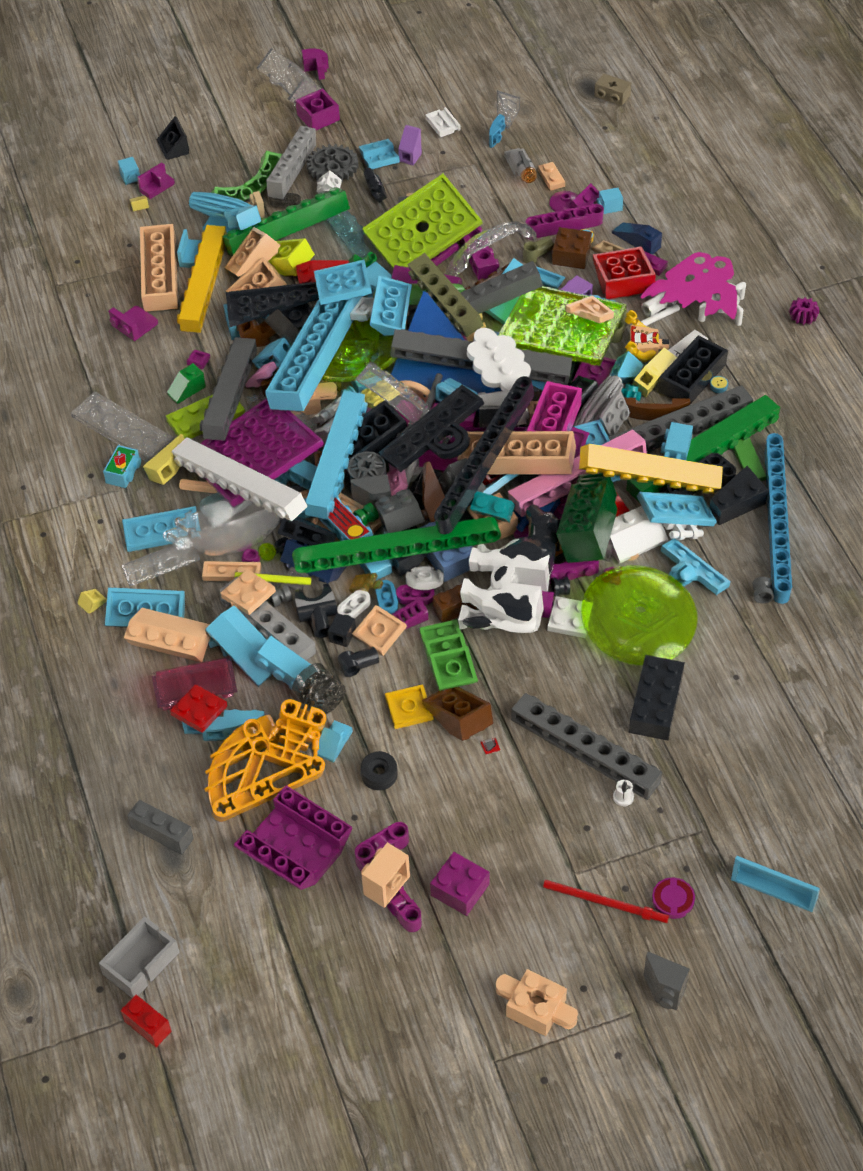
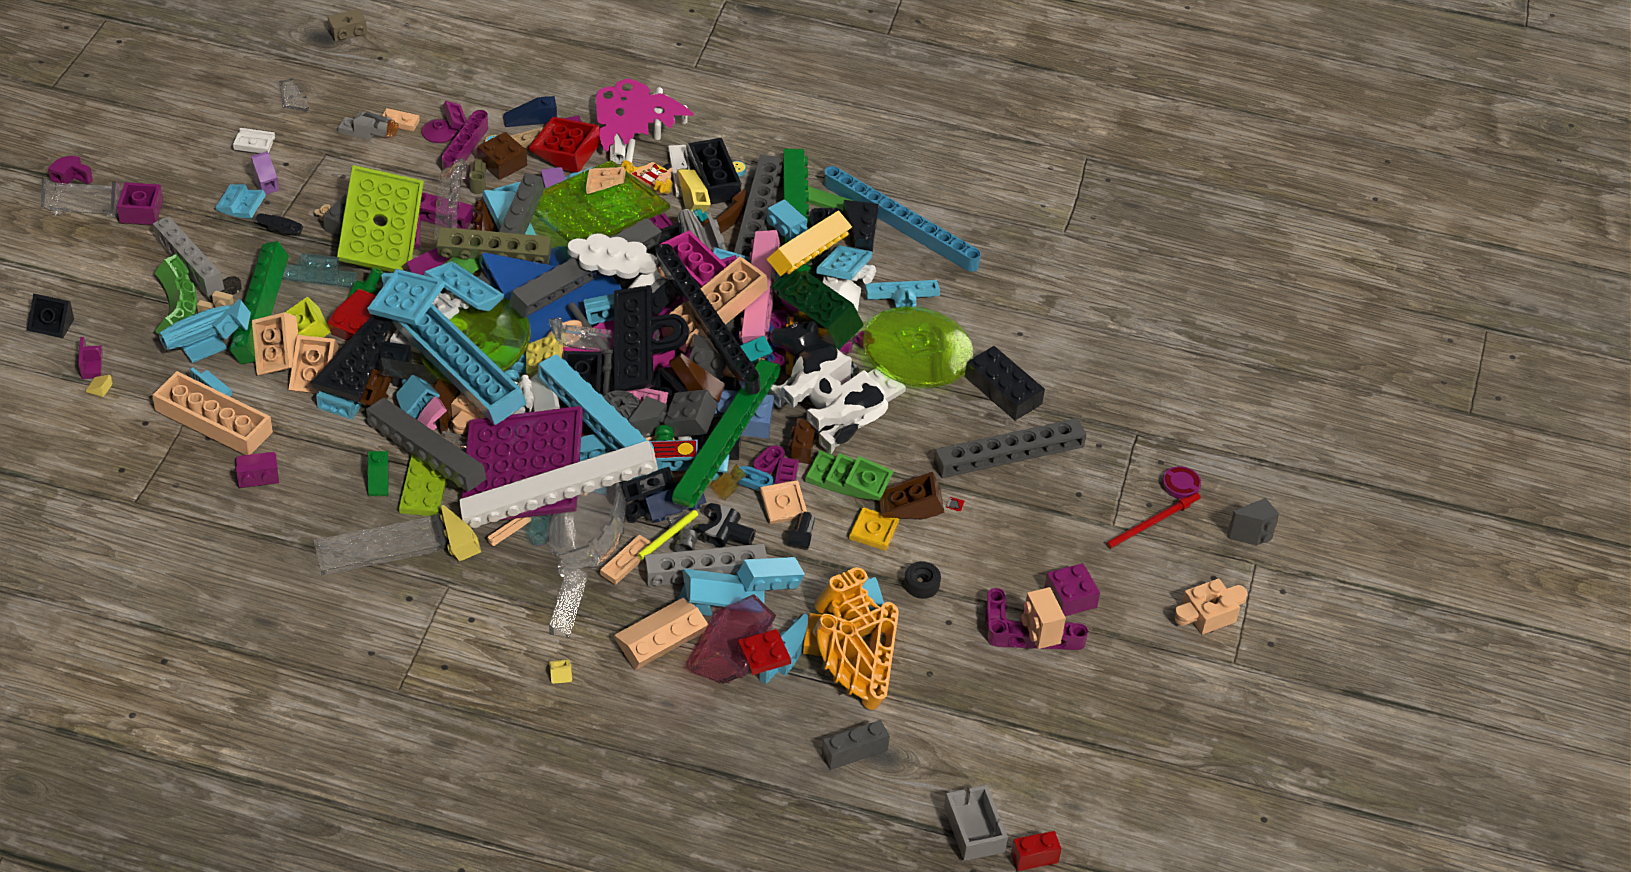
camera: 60 degrees left, 5 degrees down
(122, 466) = (430, 568): brick -> none
(126, 602) = (597, 646): medium azure slope -> none
(128, 170) = (51, 368): medium azure brick -> none
(148, 530) = (526, 582): medium azure tile -> none
(199, 358) = (352, 452): magenta tile -> none
(202, 279) = (259, 393): yellow brick -> none
(248, 592) = (673, 554): light nougat plate -> none
(250, 555) = (625, 539): magenta plate -> none
(266, 551) = (631, 525): clear neon green plate -> none
(296, 839) = (943, 663): magenta slope -> none
(318, 688) = (816, 567): clear smoke wheel -> none
(327, 182) = (246, 250): white brick -> none
(333, 158) = (218, 234): dark grey gear -> none
(342, 629) = (763, 522): black brick -> none
(352, 606) = (744, 504): white plate -> none
(424, 578) = (760, 444): white tile -> none
(495, 130) = (308, 117): dark azure slope -> none
(610, 200) = (474, 101): medium azure brick -> none
(627, 367) = (676, 204): medium azure slope -> none
(628, 793) = (1070, 455): white bush -> none
(763, 586) = (960, 268): dark grey wheel -> none
(775, 883) = (1220, 419): medium azure slope -> none
(804, 311) = (717, 79): magenta gear -> none

